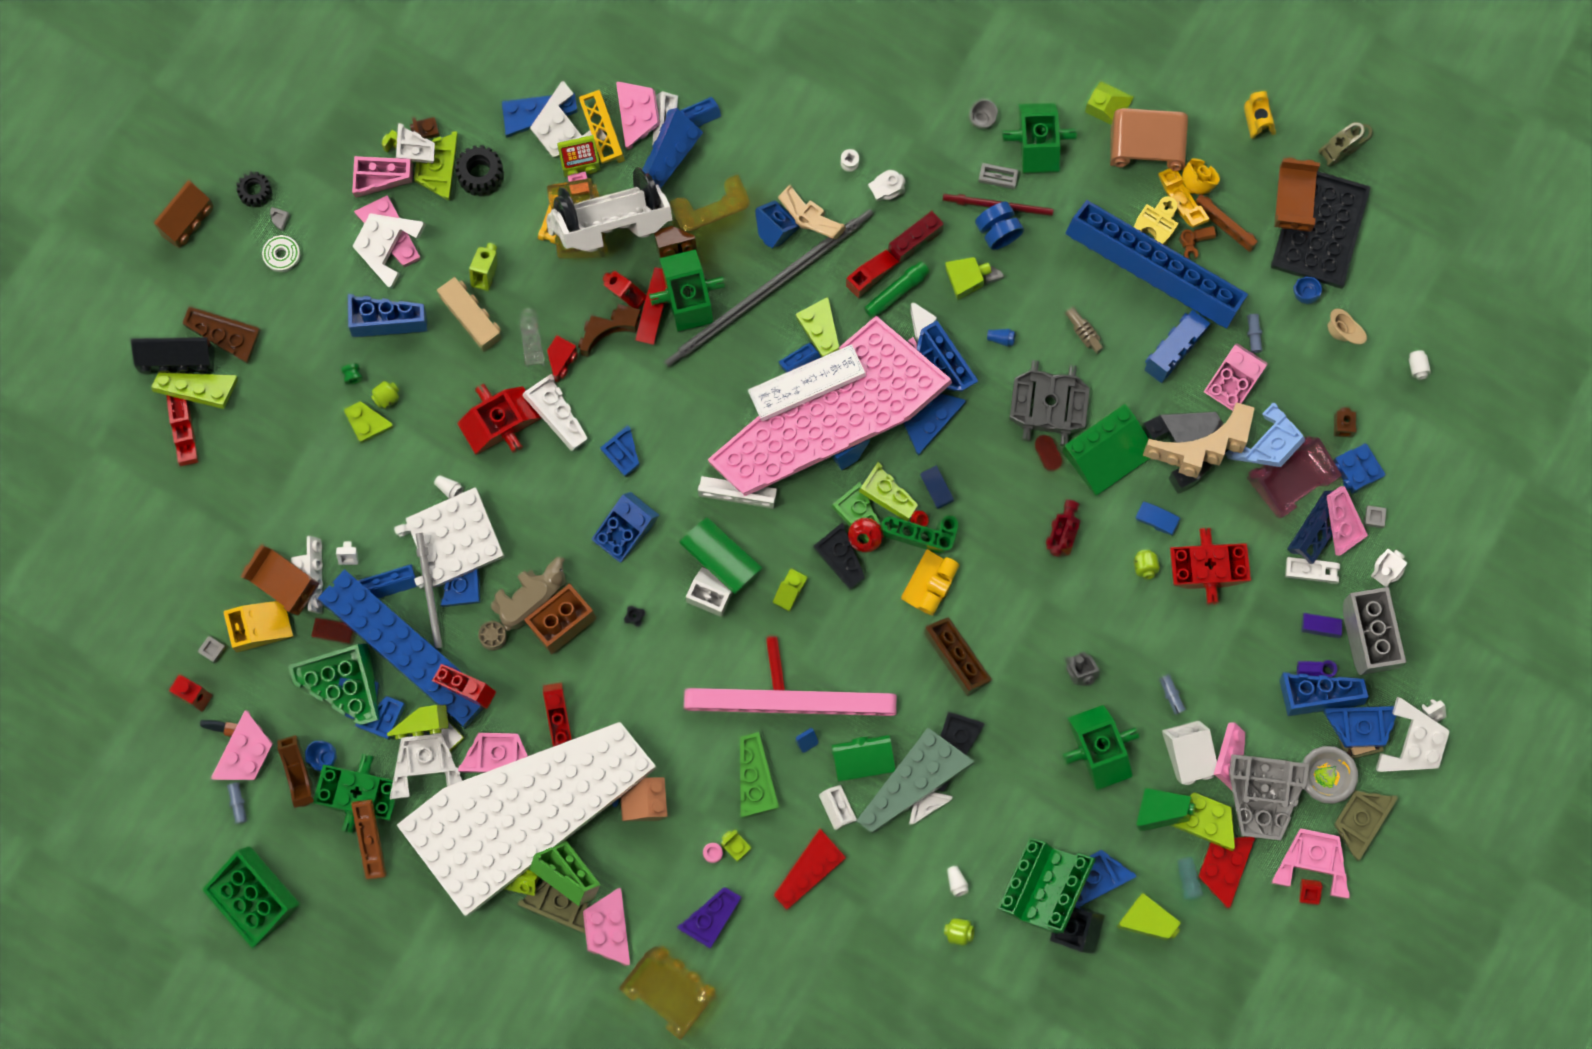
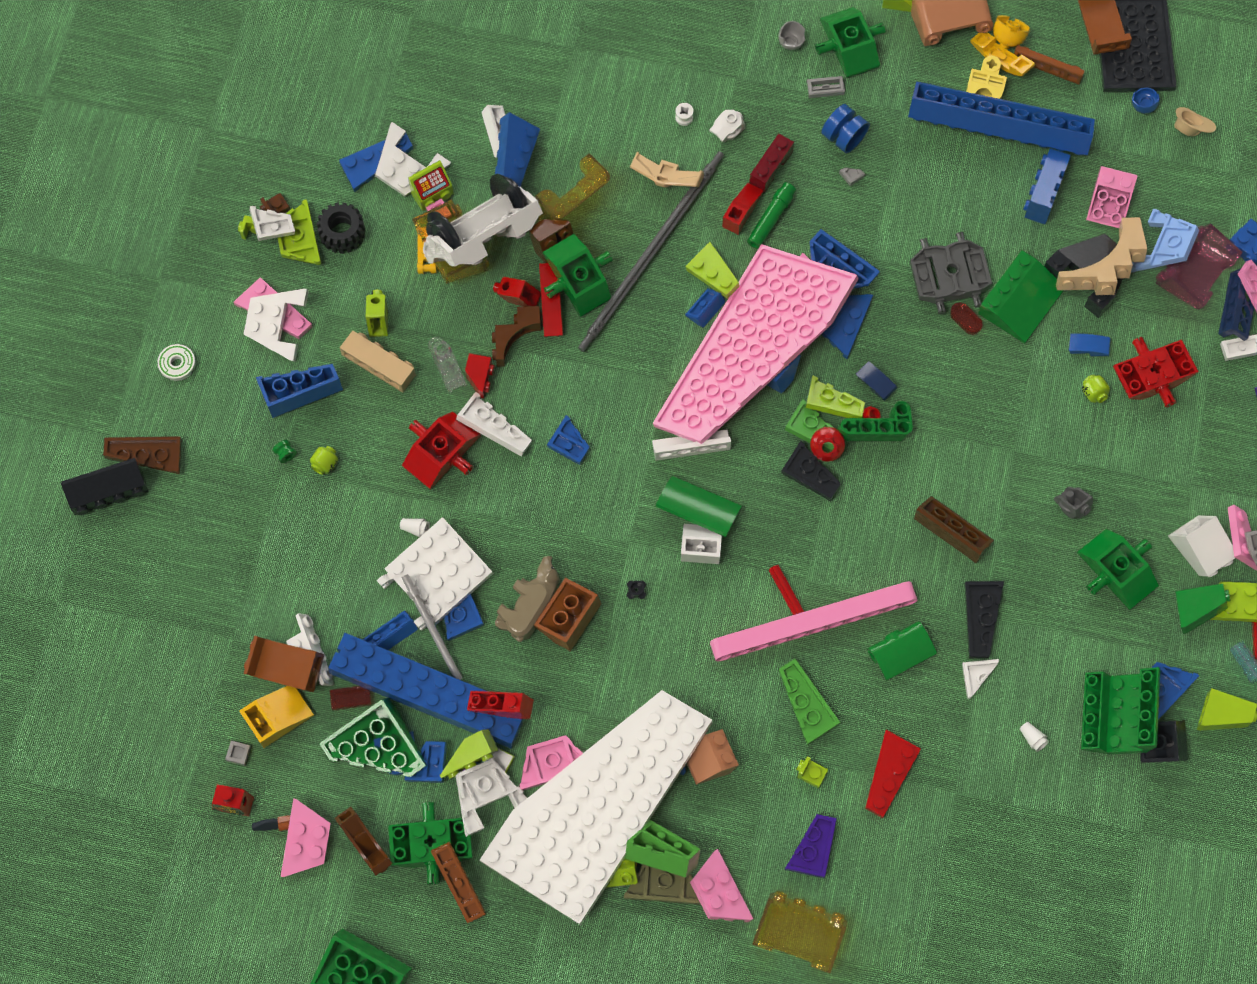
camera: 15 degrees left, 5 degrees down
(182, 430) = (136, 553): red slope -> none
(183, 214) = (70, 354): dark orange slope -> none
(199, 388) = (142, 510): lime wing -> none
(237, 803) = (315, 891): sand blue pin -> none
(253, 179) = (125, 302): black tyre -> none
(279, 218) = (163, 330): light grey tile -> none
(320, 753) = (380, 816): blue hair -> none
(347, 554) = (340, 620): white tile -> none
(366, 422) = (313, 491): lime wing -> none
(379, 174) = (247, 259): bright pink wedge -> none
(492, 635) = (507, 651): dark tan wheel -> none
(557, 713) = (596, 704): red slope -> none
(611, 135) = (436, 138): yellow fence -> none
(625, 526) = (597, 510): blue slope -> none
(637, 111) = (470, 130): bright pink wing -> none
(702, 112) = (533, 111): blue slope -> none
(712, 853) = (792, 786): bright pink tile -> none
(774, 224) = (636, 191): blue slope -> none
(789, 589) = (774, 518): lime slope -> none
(807, 382) = (720, 323): white tile -> none
(807, 740) = (842, 652): blue slope -> none
(837, 807) = (894, 705): white slope -> none
(919, 774) = (961, 648): sand green wing -> none
(920, 319) = (803, 234): white slope -> none
(930, 582) = (903, 469): yellow panel -> none
(959, 931) = (1054, 782): lime head -> none
(961, 199) = (801, 118): dark red bar -> none
(966, 275) = (830, 183): lime torso -> none
(1002, 336) = (884, 227): blue cone -> none
(1064, 530) = (1009, 382): dark red brick -> none
(1084, 330) = (957, 198): dark tan hinge -> none
(1172, 694) = (1165, 499): sand blue pin -> none
(1188, 237) = (1020, 87): dark orange bar -> none
(1254, 333) = (1112, 153): sand blue pin -> none
(1343, 428) = (1225, 206): reddish brown brick -> none

